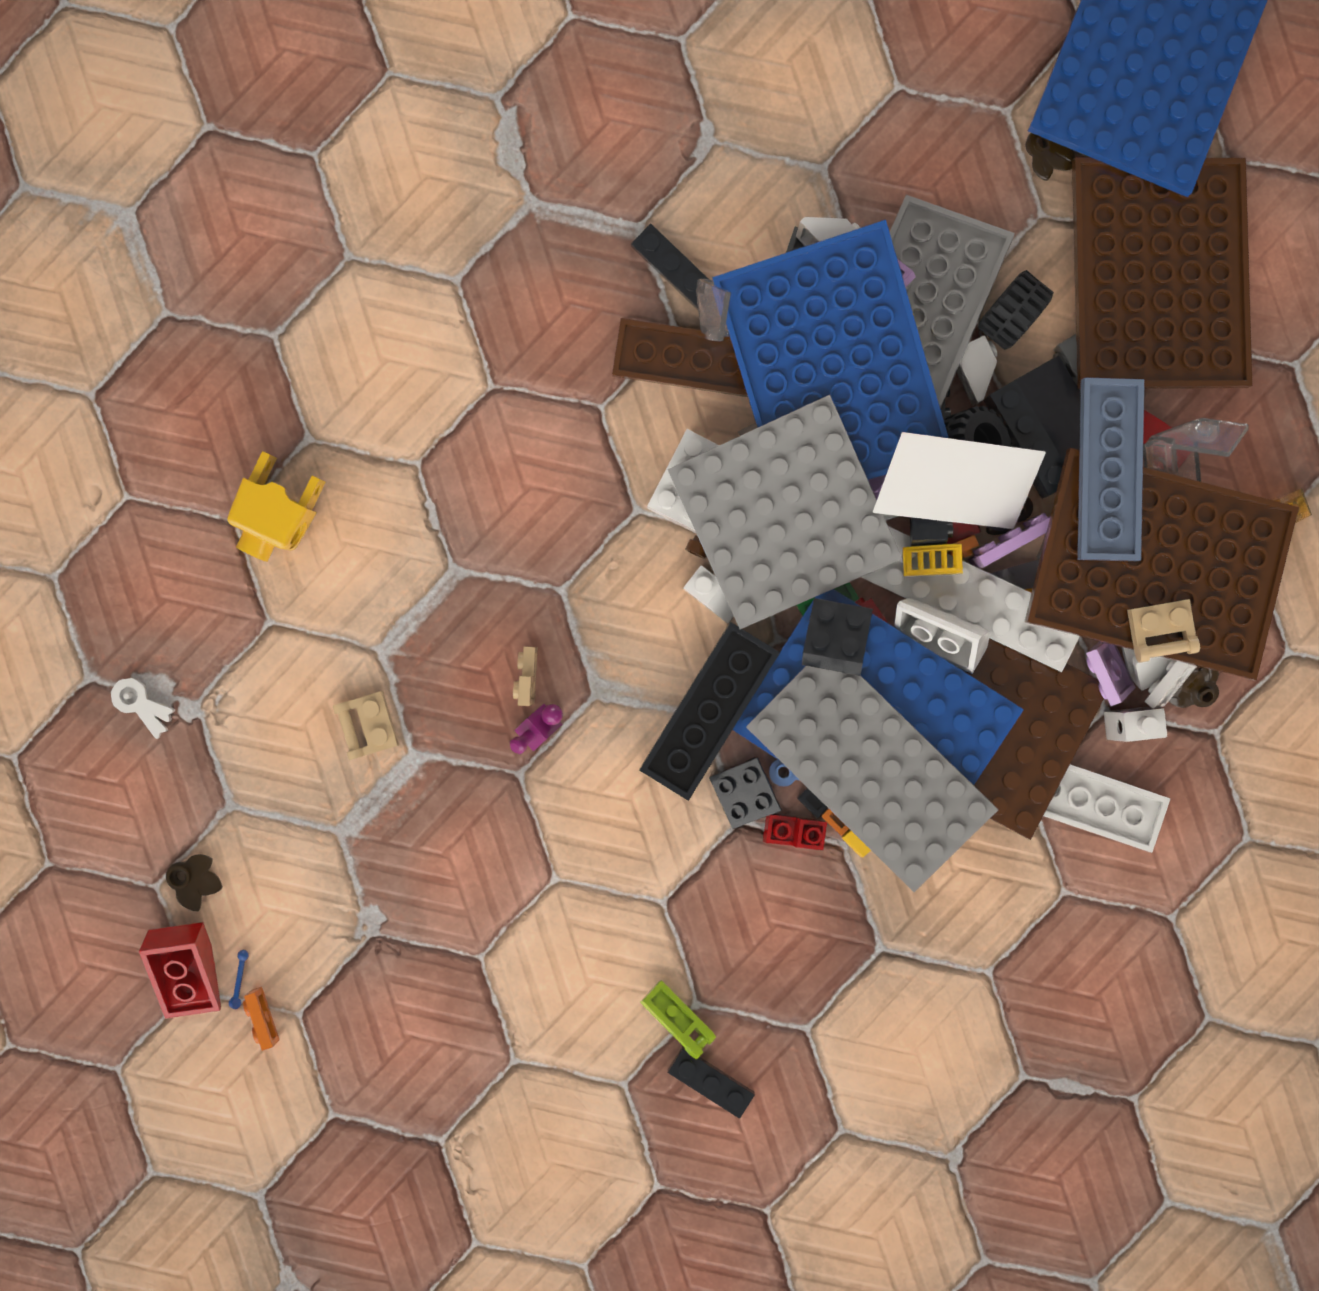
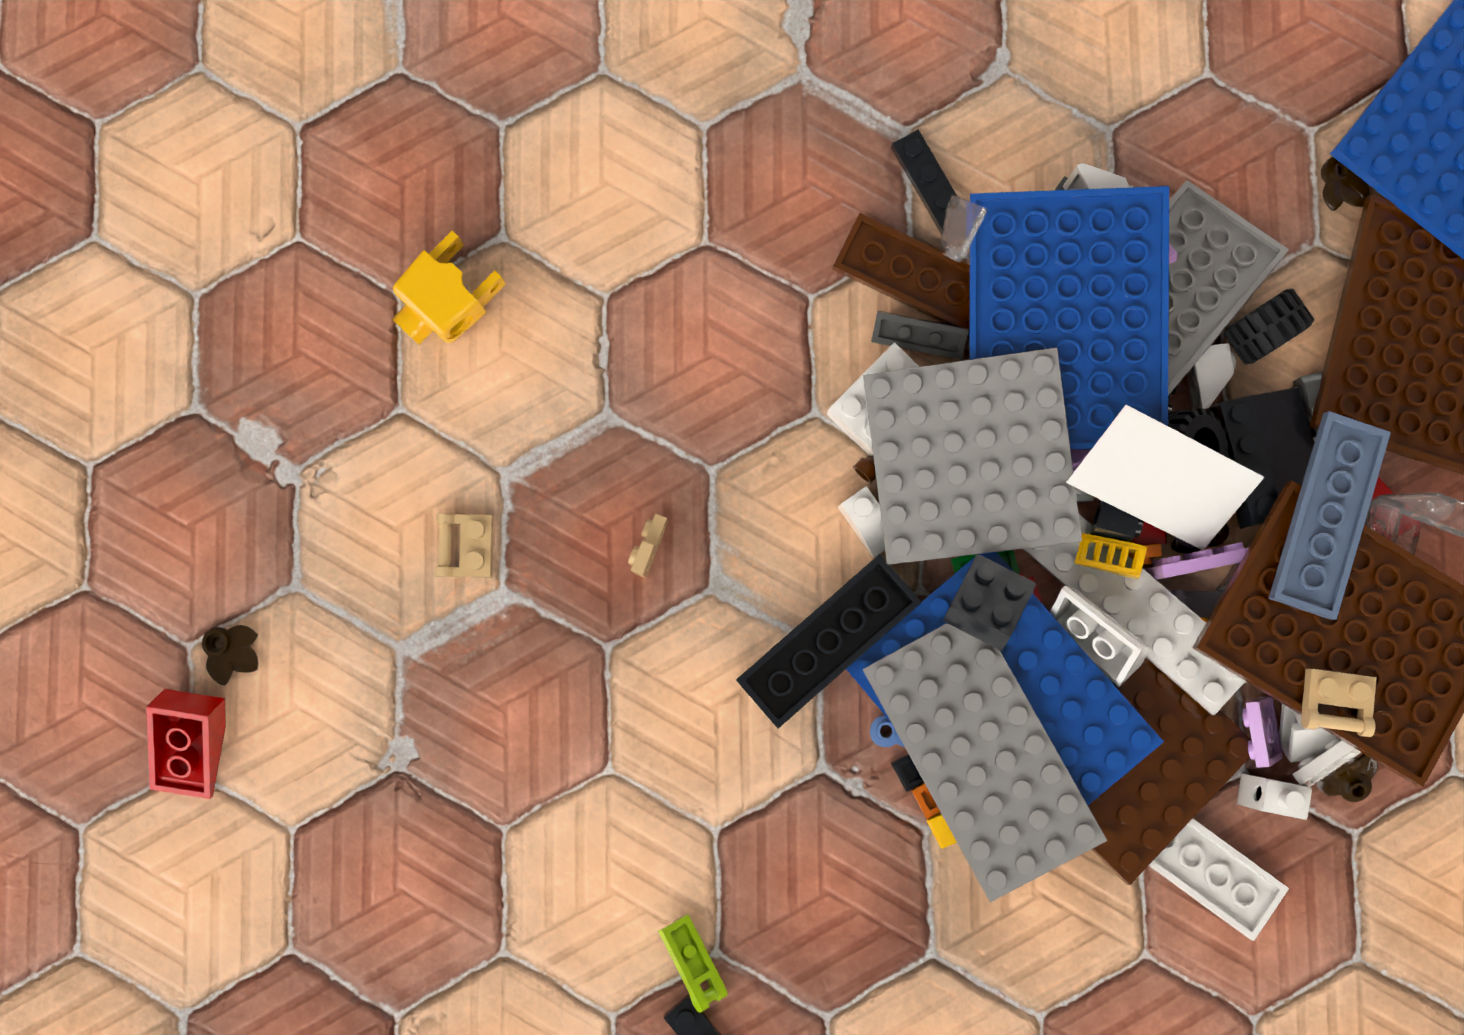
camera: 20 degrees right, 5 degrees down
(131, 696) = (233, 440): white piece -> none
(235, 1002) = (229, 794): blue hinge -> none
(257, 1008) = (250, 834): orange plate -> none
(537, 728) = (641, 604): magenta piece -> none
(708, 413) = (920, 335): none -> dark grey plate
(745, 793) = (838, 741): hinge -> none
(795, 831) = (878, 799): red slope -> none

